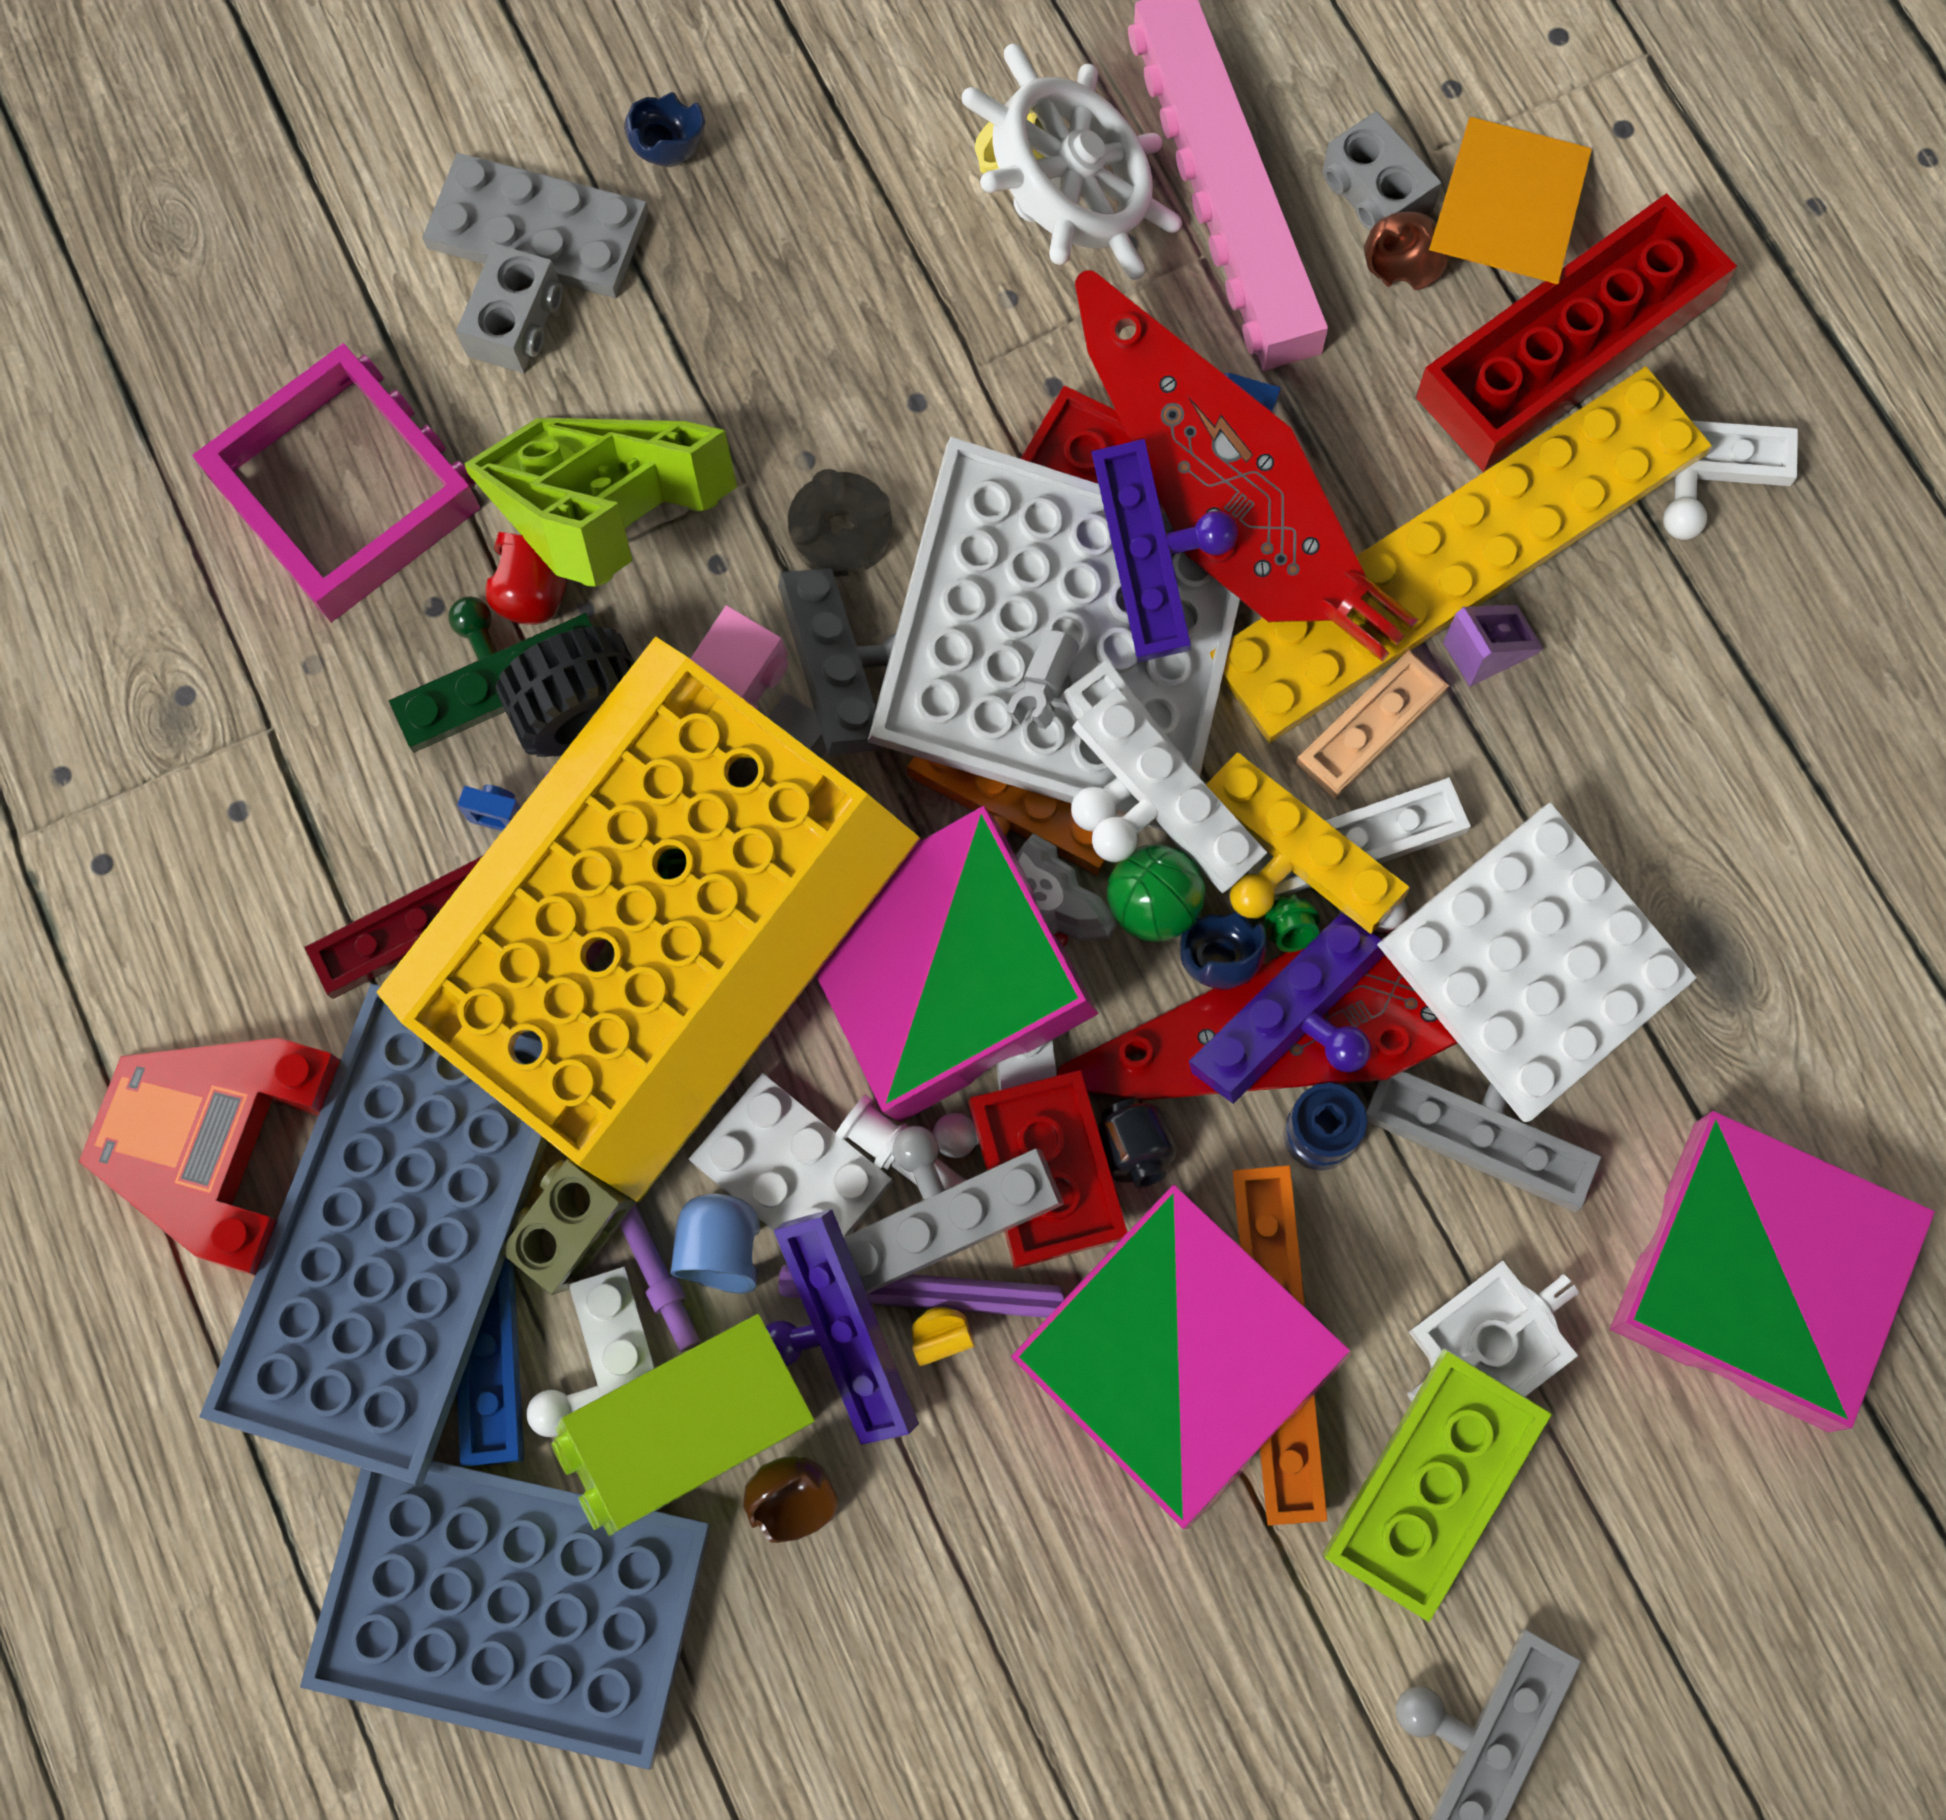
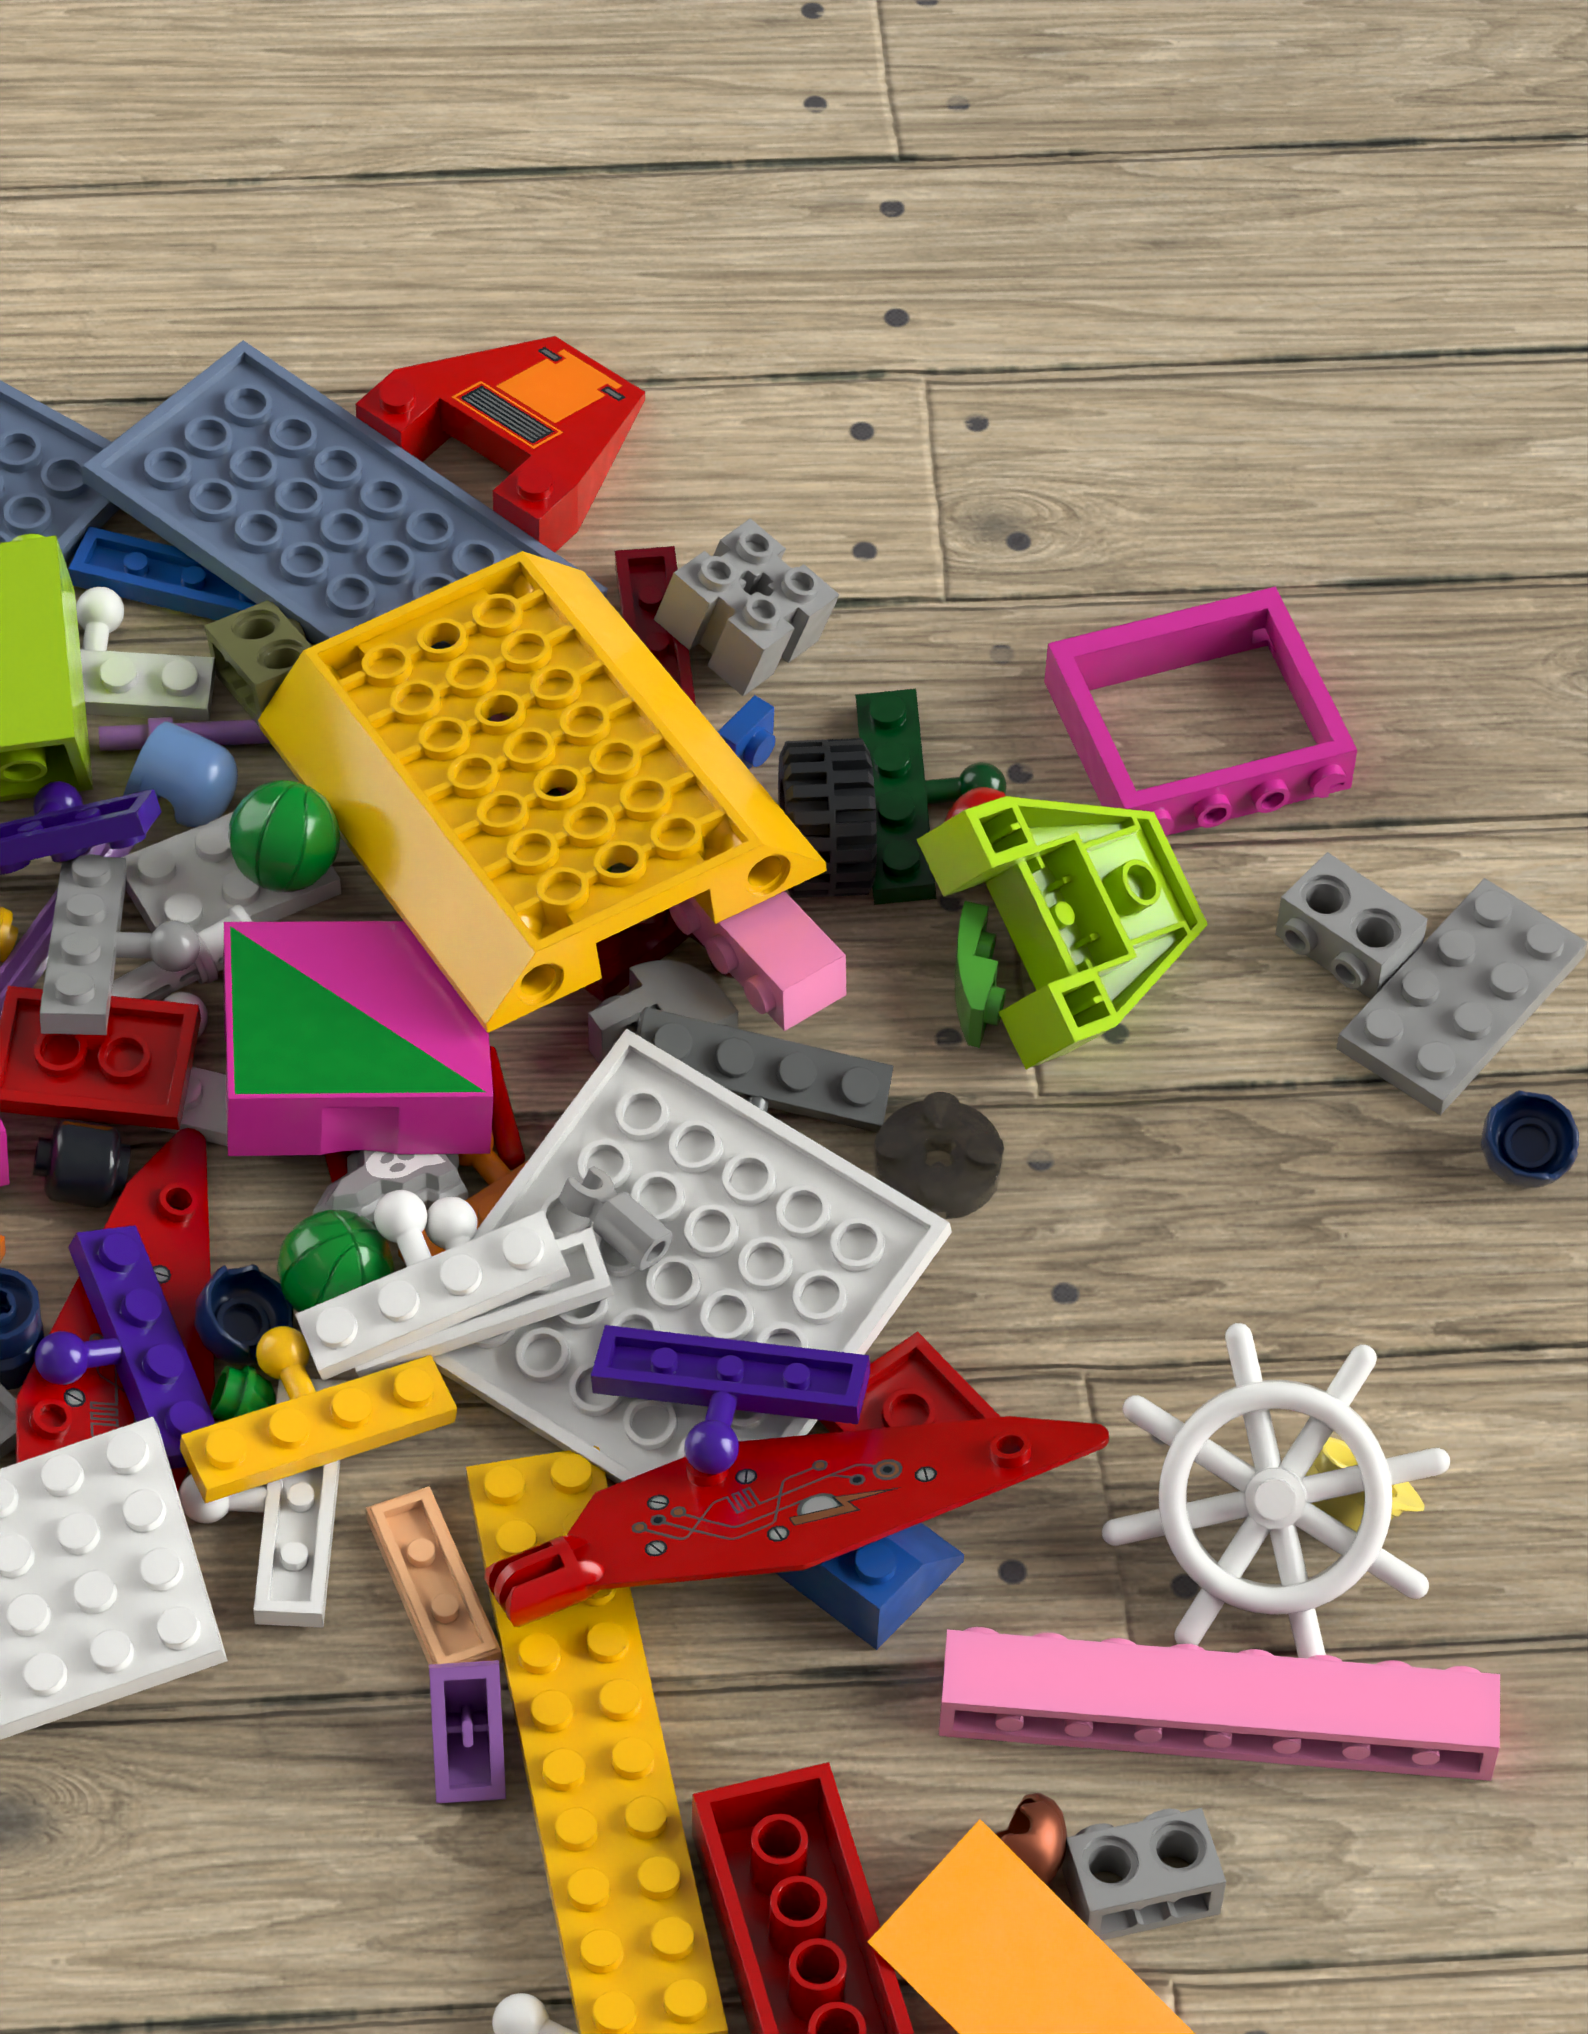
camera: 105 degrees right, 20 degrees down
(361, 850) = (746, 607): none -> light grey brick
(681, 546) = (976, 975): none -> bright green slope
(770, 1105) = (284, 836): none -> green piece

